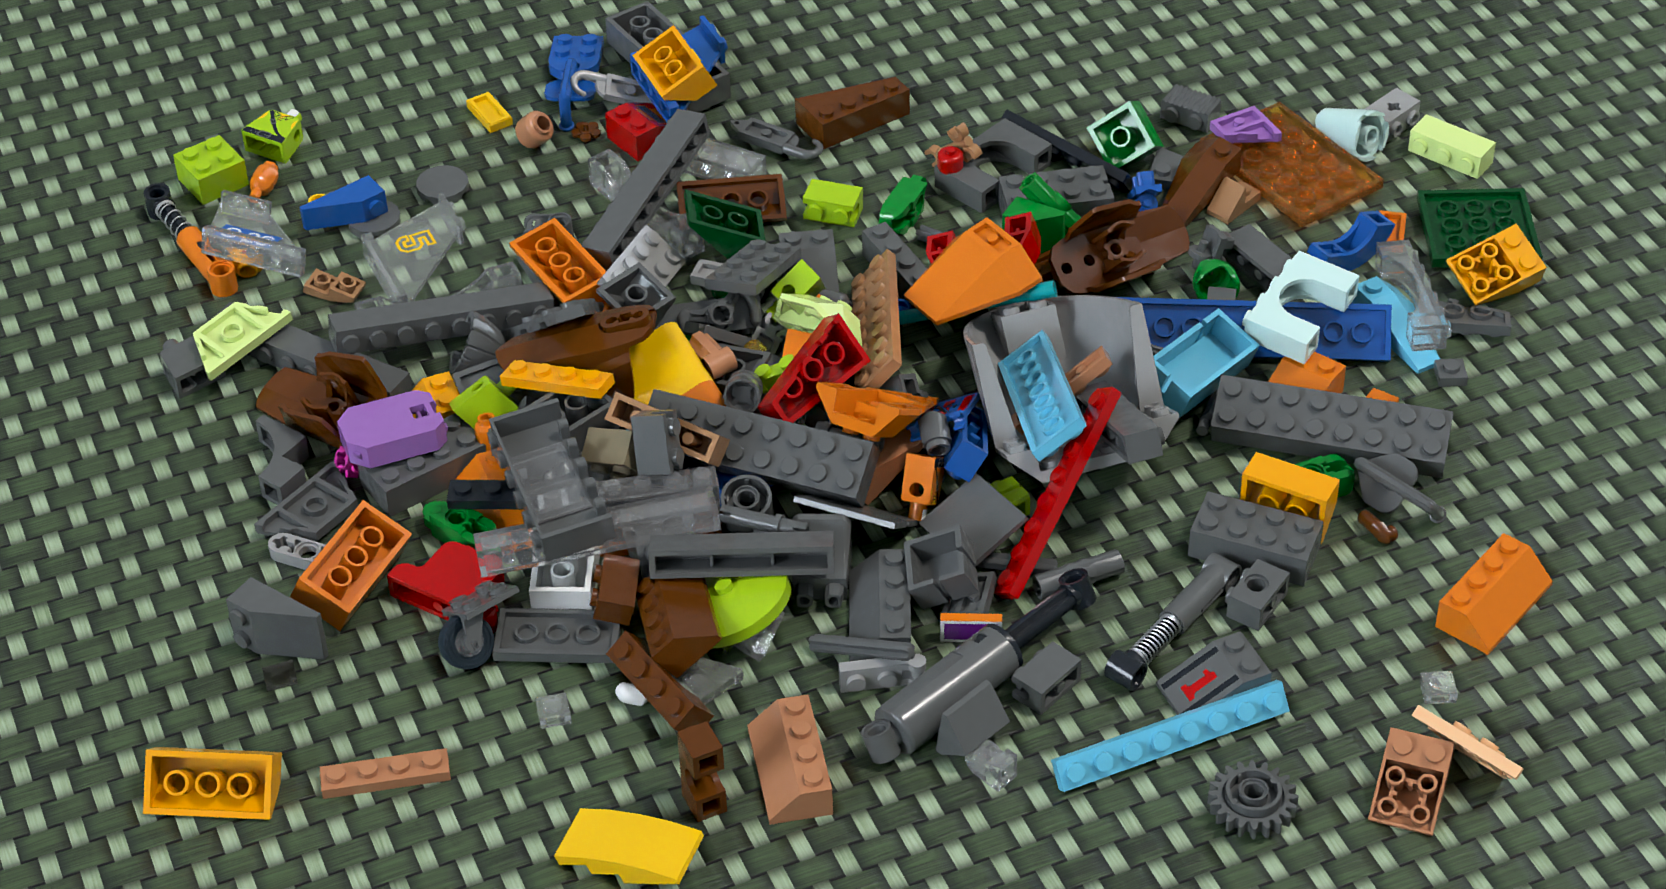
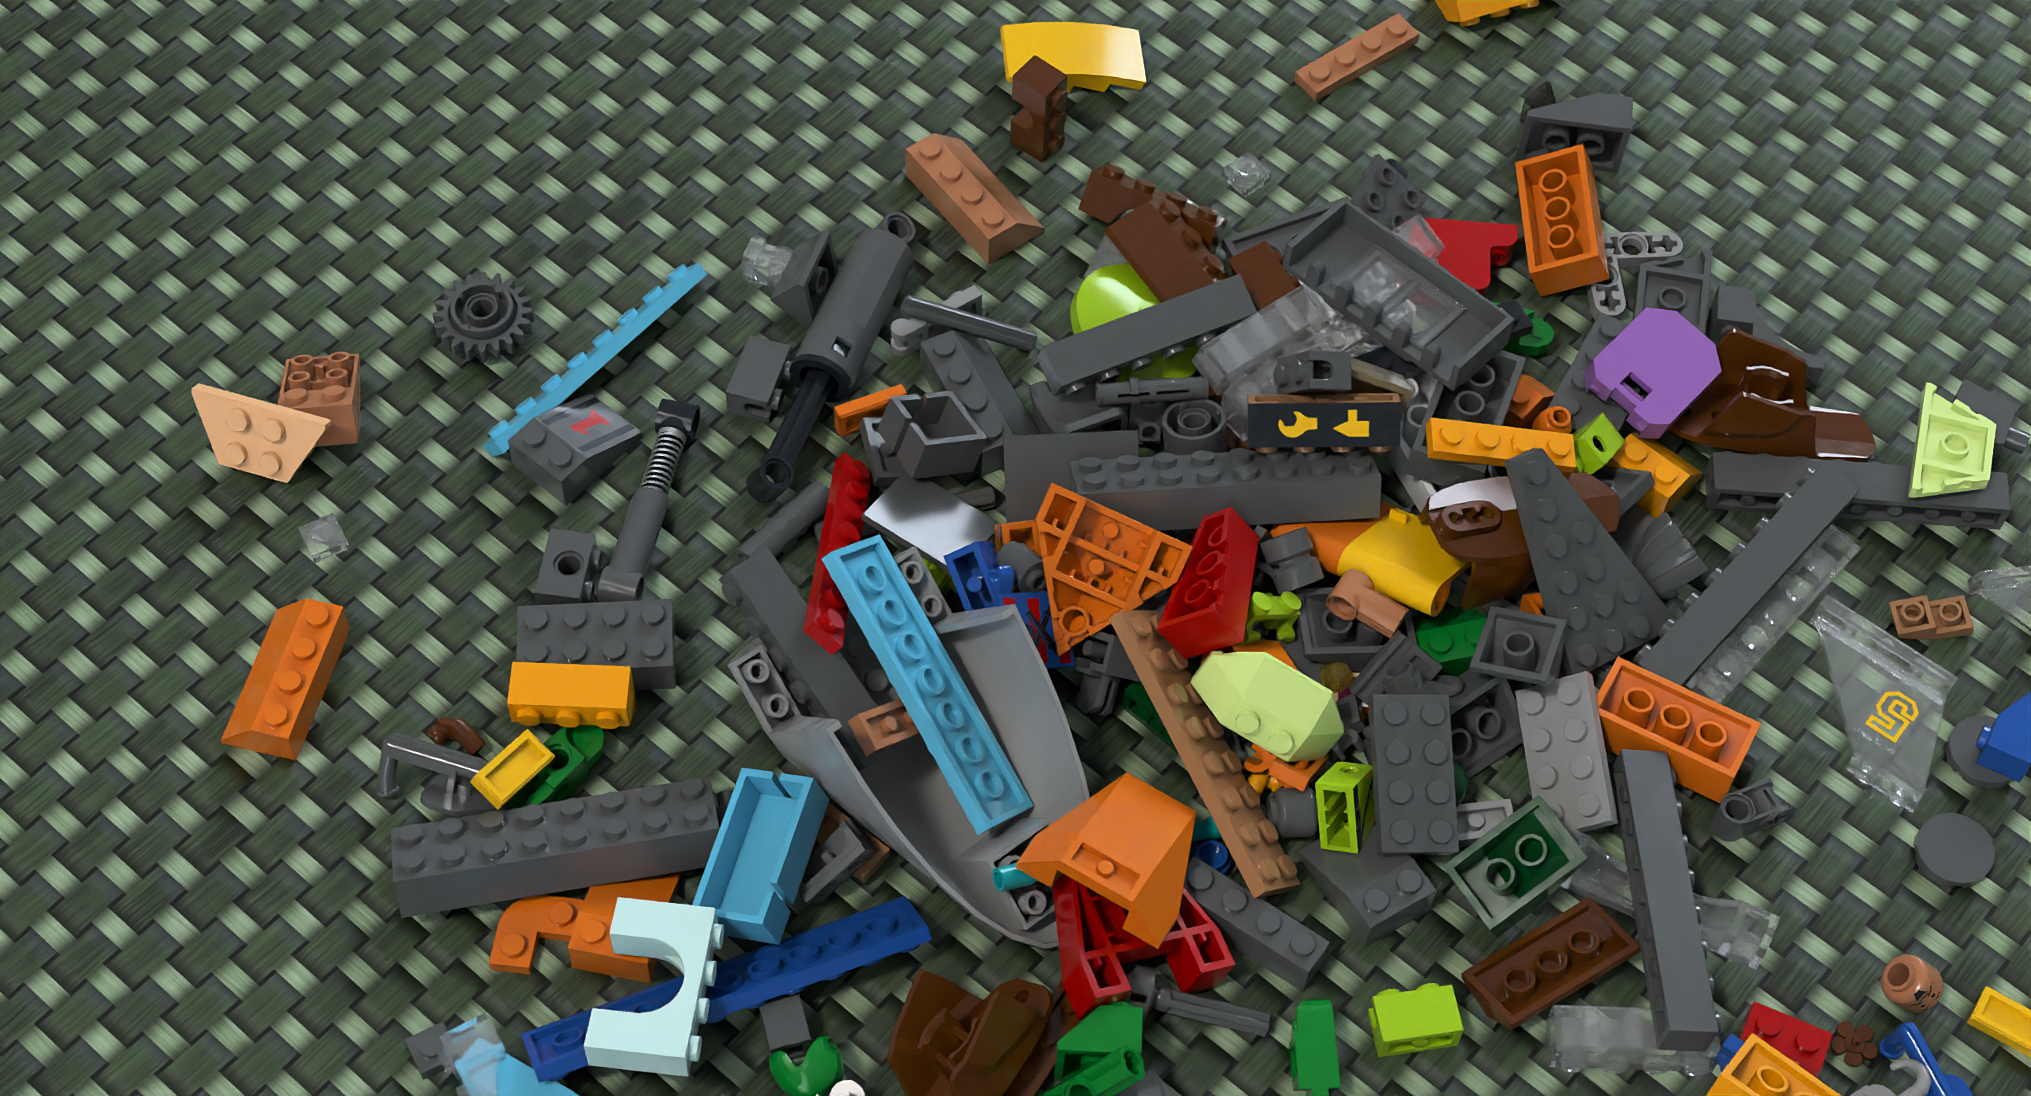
camera: 150 degrees right, 15 degrees up
(1348, 457) = (512, 769): none -> yellow tile

